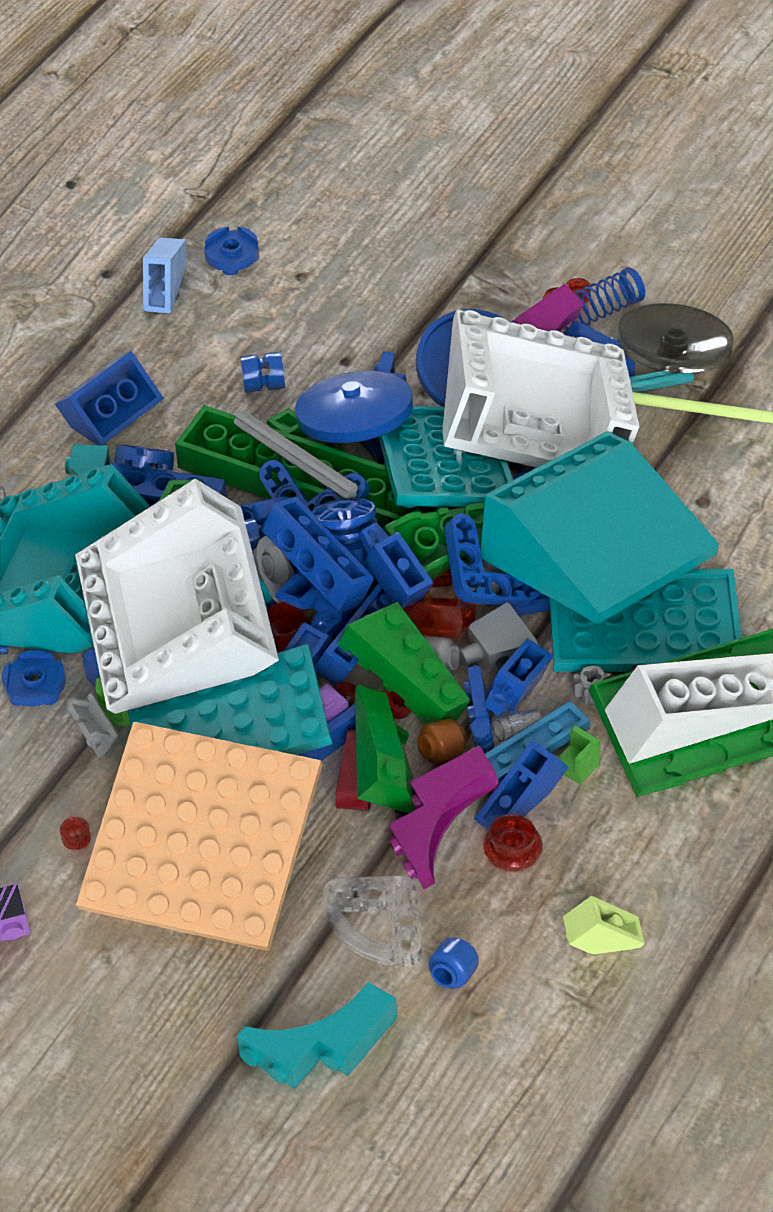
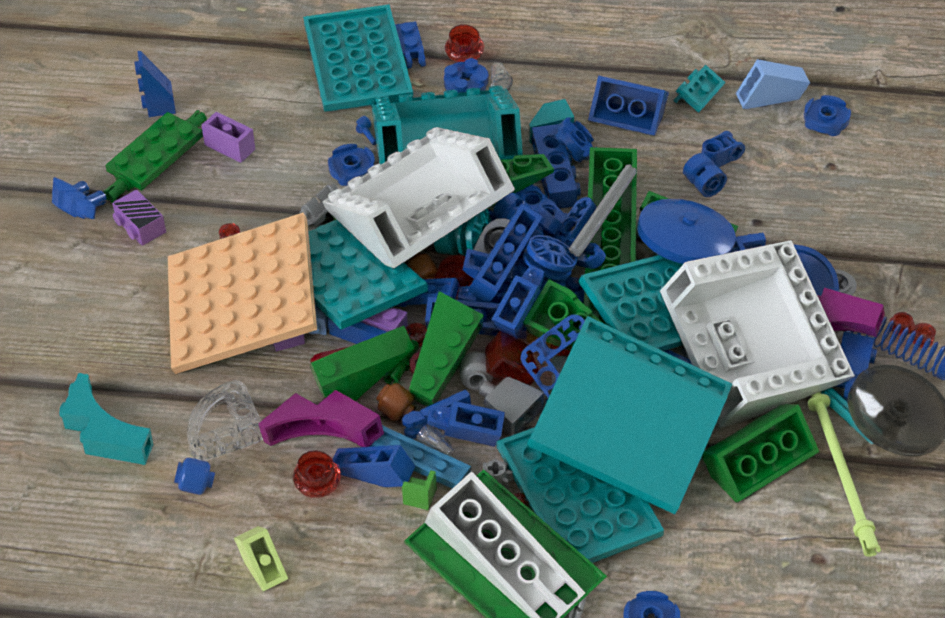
camera: 65 degrees right, 0 degrees up
(121, 333) = (700, 89): none -> teal bracket
(229, 348) = (723, 148): none -> blue piece
(671, 454) = (760, 451): none -> green slope

